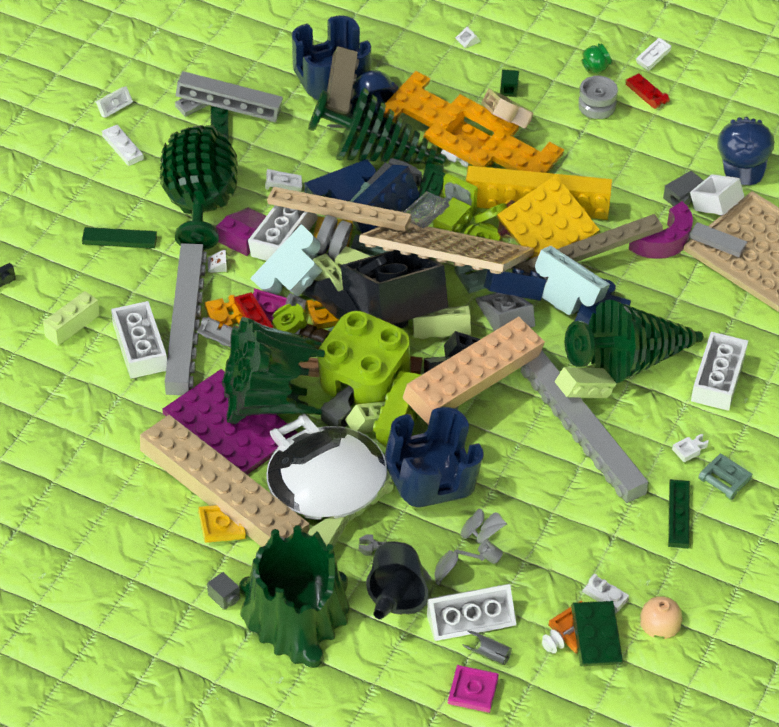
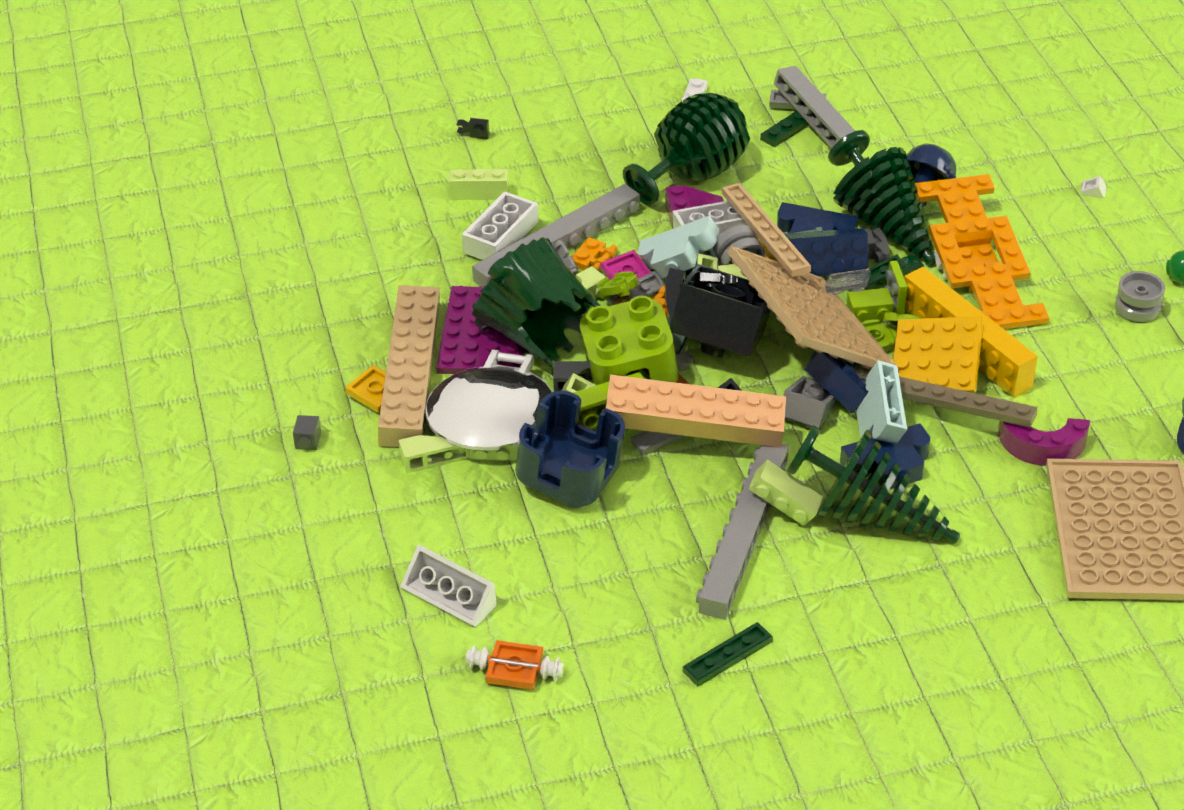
camera: 50 degrees right, 5 degrees down
(114, 101) = (727, 64): white plate -> none
(119, 237) = (596, 156): dark green tile -> none
(217, 262) = (641, 218): white slope -> none
(251, 309) = (597, 262): red plate -> none
(283, 180) = (771, 192): white plate -> none
(295, 595) = (337, 467): dark green piece -> none
(314, 62) = (919, 123): dark blue piece -> none
(341, 80) = (902, 133): dark tan brick -> none
(372, 544) = (460, 481): light grey bar -> none
(398, 580) = (420, 515): black piece -> none
(443, 323) = (744, 370): yellowish green brick -> none
(473, 688) = (371, 640): dark pink plate -> none
(486, 548) = (527, 553): light grey plant -> none
(491, 649) = (425, 623): dark grey piece -> none
(507, 109) = (1032, 250): tan brick -> none
(509, 83) = (1076, 239): dark green brick -> none
(596, 633) = (514, 678): dark green plate -> none
(600, 589) = (575, 661): white plate -> none
(661, 617) = (589, 713): light nougat cylinder -> none
(680, 188) = (1115, 418): dark grey brick -> none
(688, 449) = (809, 612): white plate -> none
(717, 194) = (1135, 438): white piece -> none
(718, 239) = (1083, 474): light grey tile -> none
(719, 371) = (924, 572): white brick -> none
(728, 471) = (817, 657): sand green plate -> none

